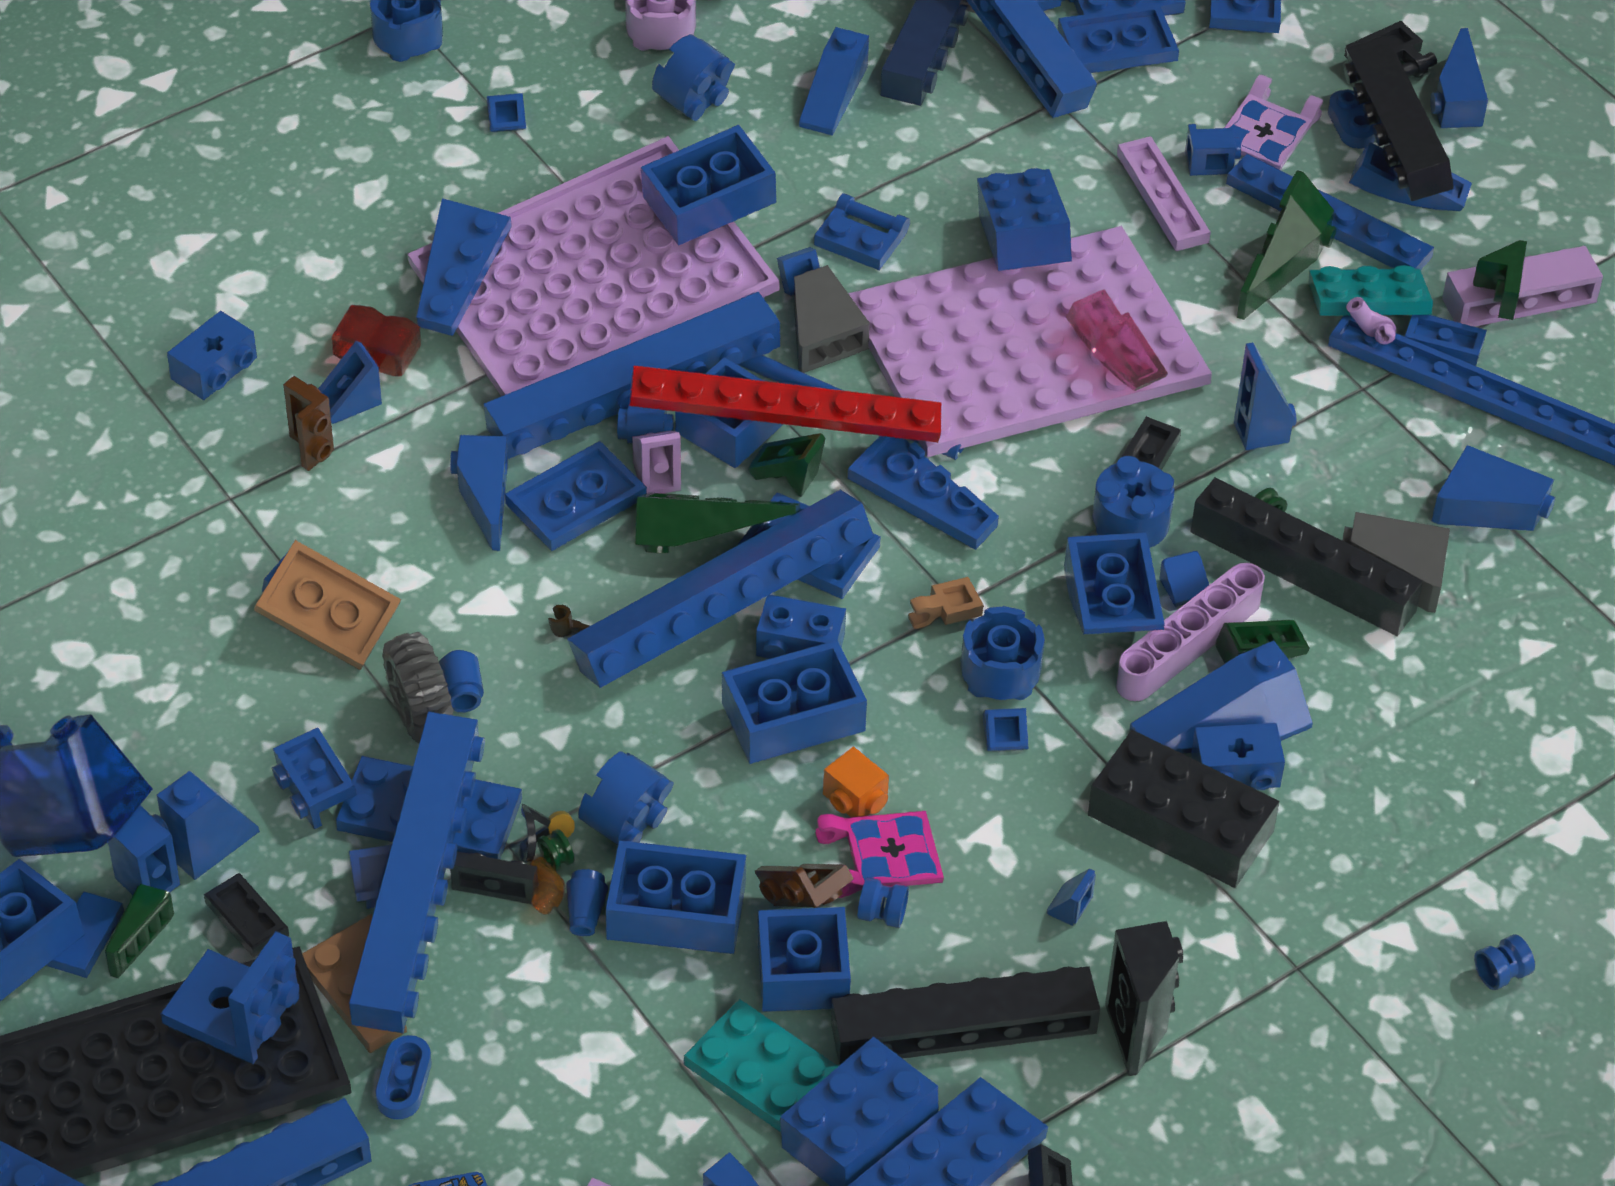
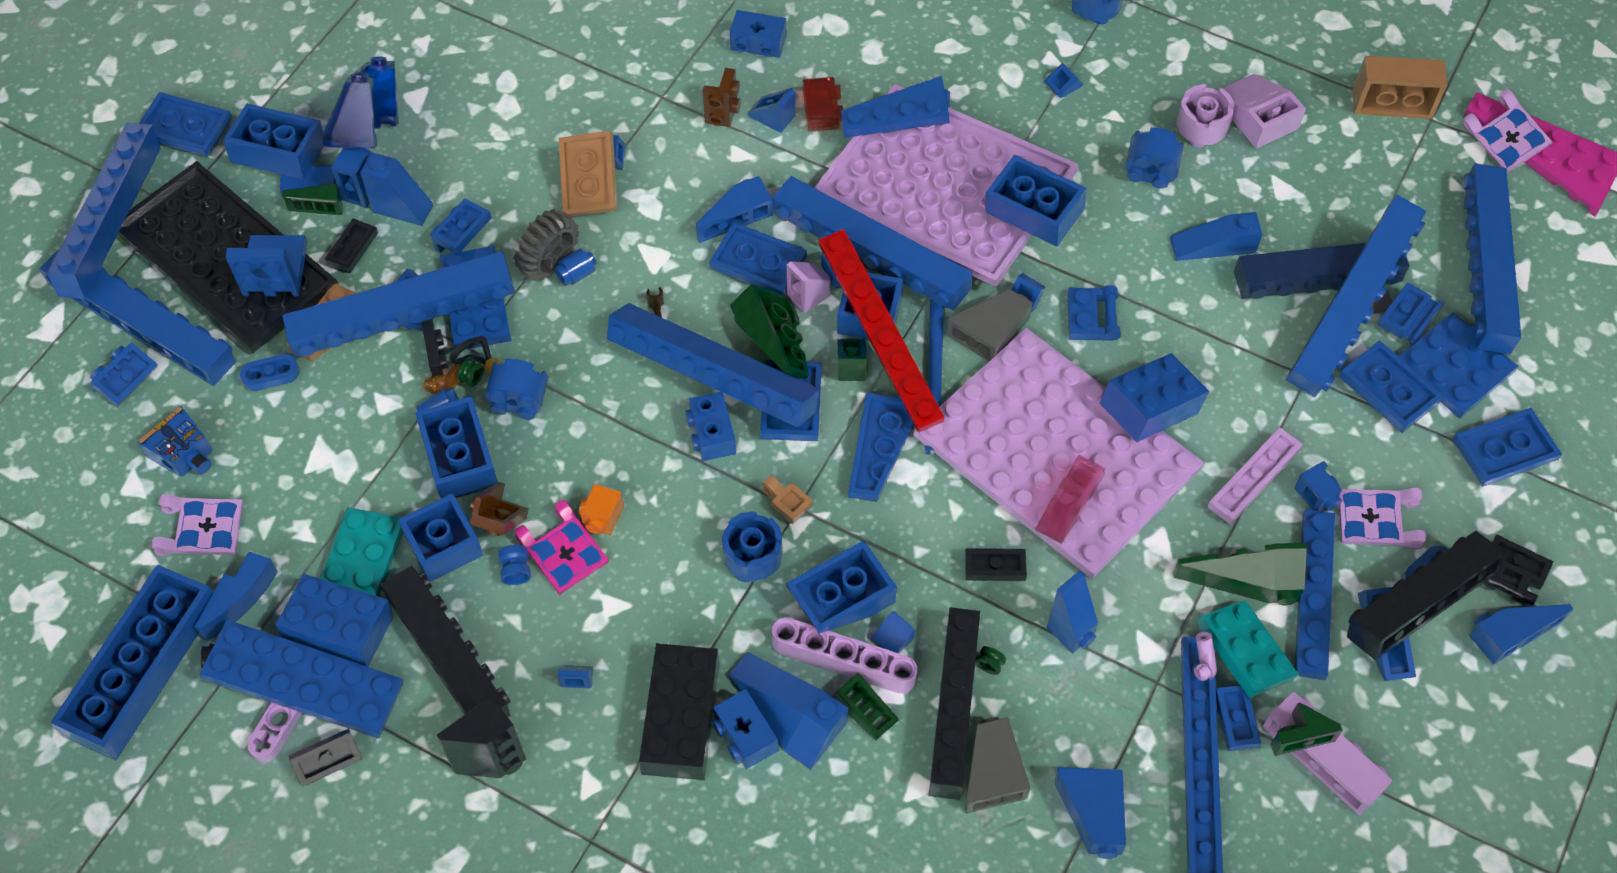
camera: 65 degrees right, 10 degrees up
(793, 701) = (645, 444): blue brick -> none
(1005, 729) = (702, 578): blue slope -> none
(1133, 500) = (937, 557): blue brick -> none

